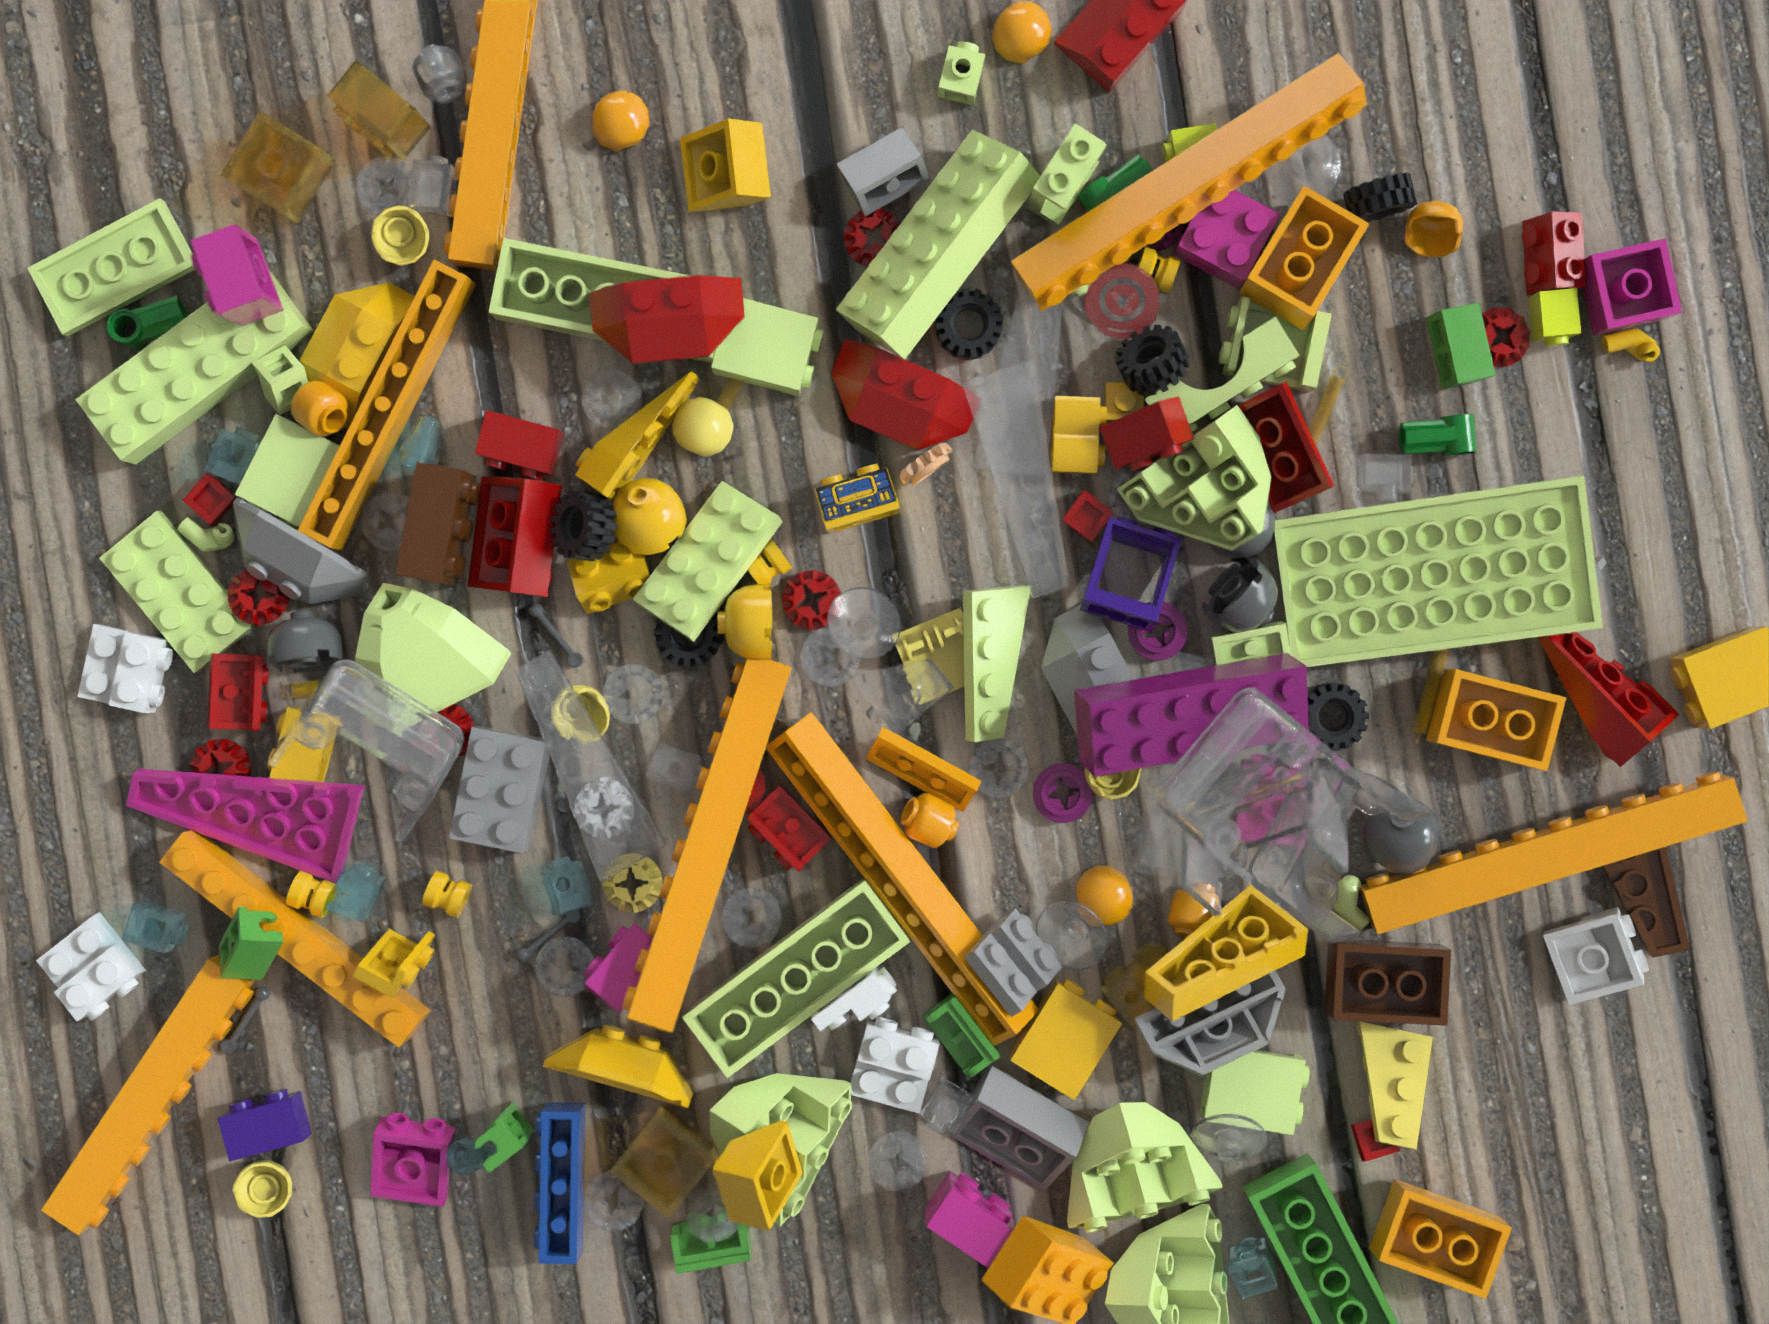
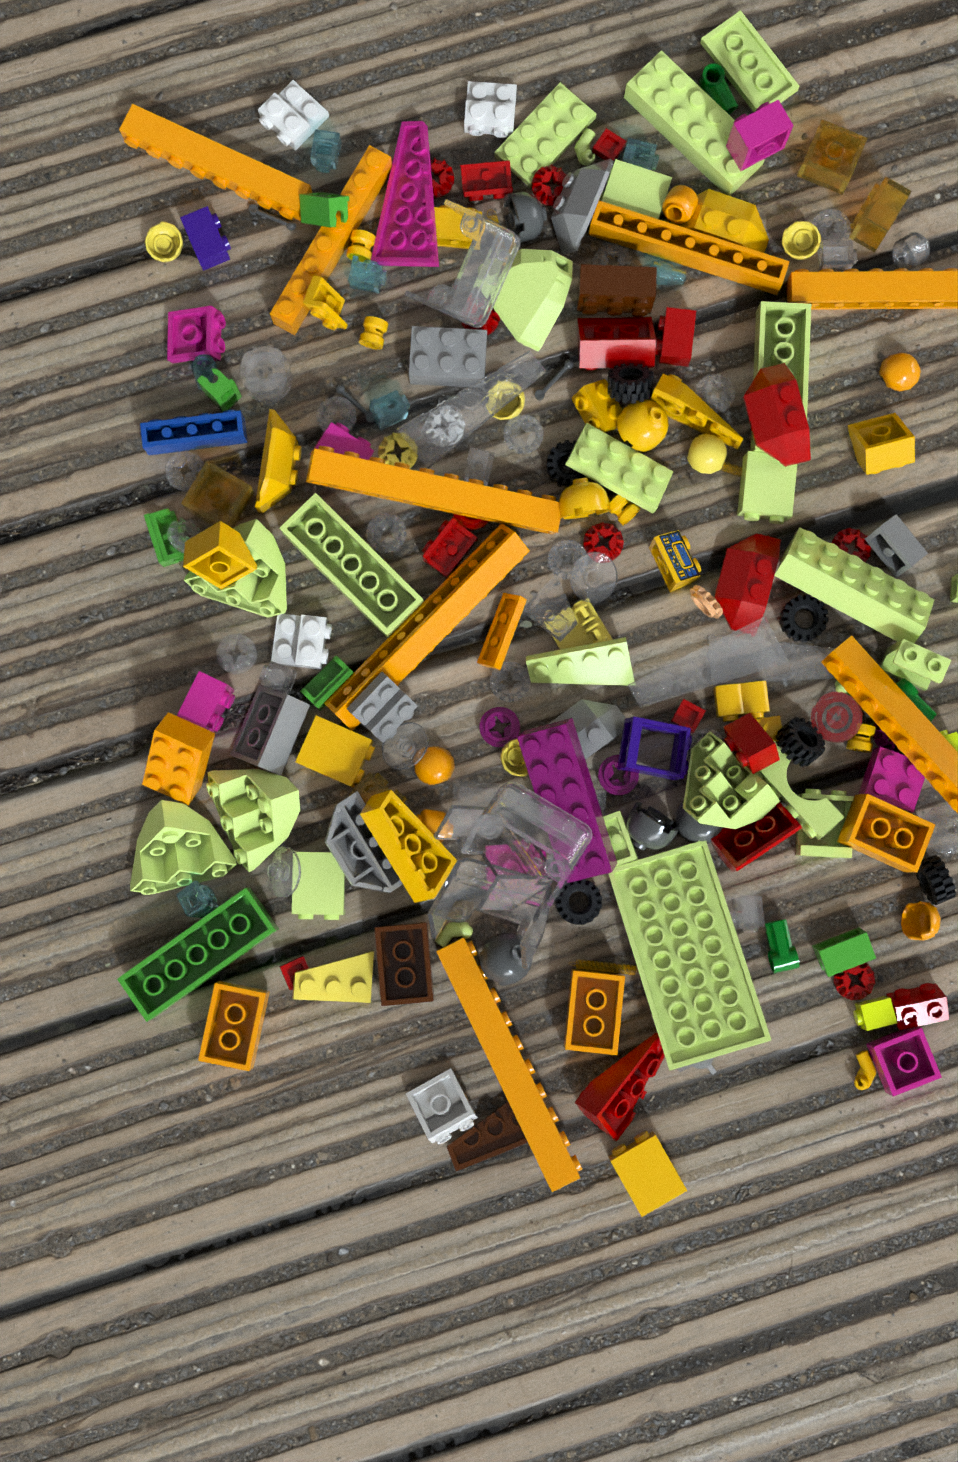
camera: 85 degrees right, 5 degrees down
(280, 377) = (697, 176): yellowish green brick -> none
(473, 1078) = (256, 365): none -> clear brick
(864, 997) = (346, 611): white plate -> none
(929, 820) = (468, 640): light orange head -> none
(1327, 410) = (782, 867): yellow piece -> none

